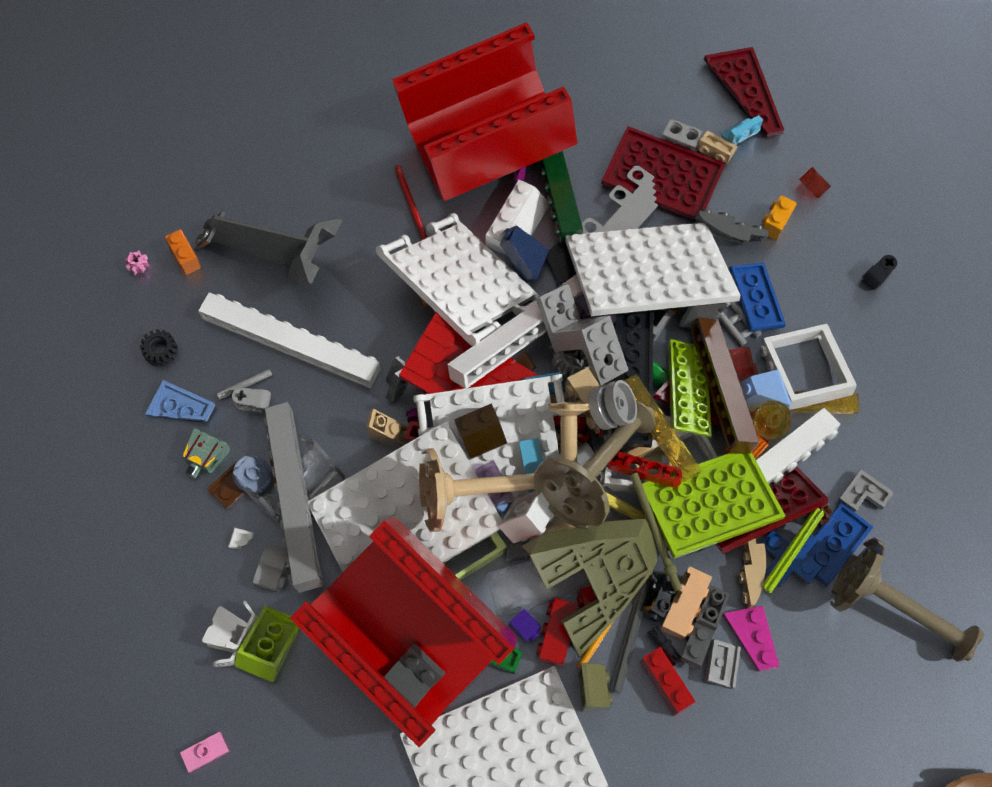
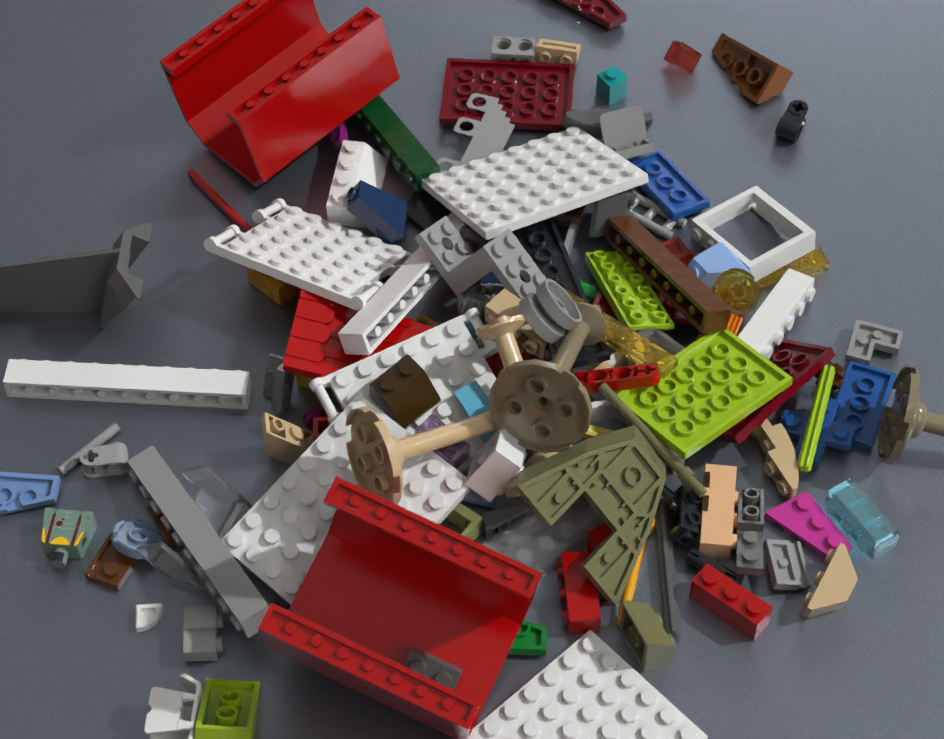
camera: 15 degrees left, 15 degrees down
(525, 626) = (544, 601): dark purple brick -> none
(740, 244) = (626, 132): none -> light grey bracket
(742, 130) = (581, 27): medium azure bracket -> none
(748, 192) = (611, 85): none -> teal brick
(750, 695) = (832, 585): none -> tan slope
(779, 216) = (657, 98): light orange brick -> none
(795, 645) = (862, 518): none -> clear light blue brick
(866, 214) = (752, 72): none -> dark orange wedge

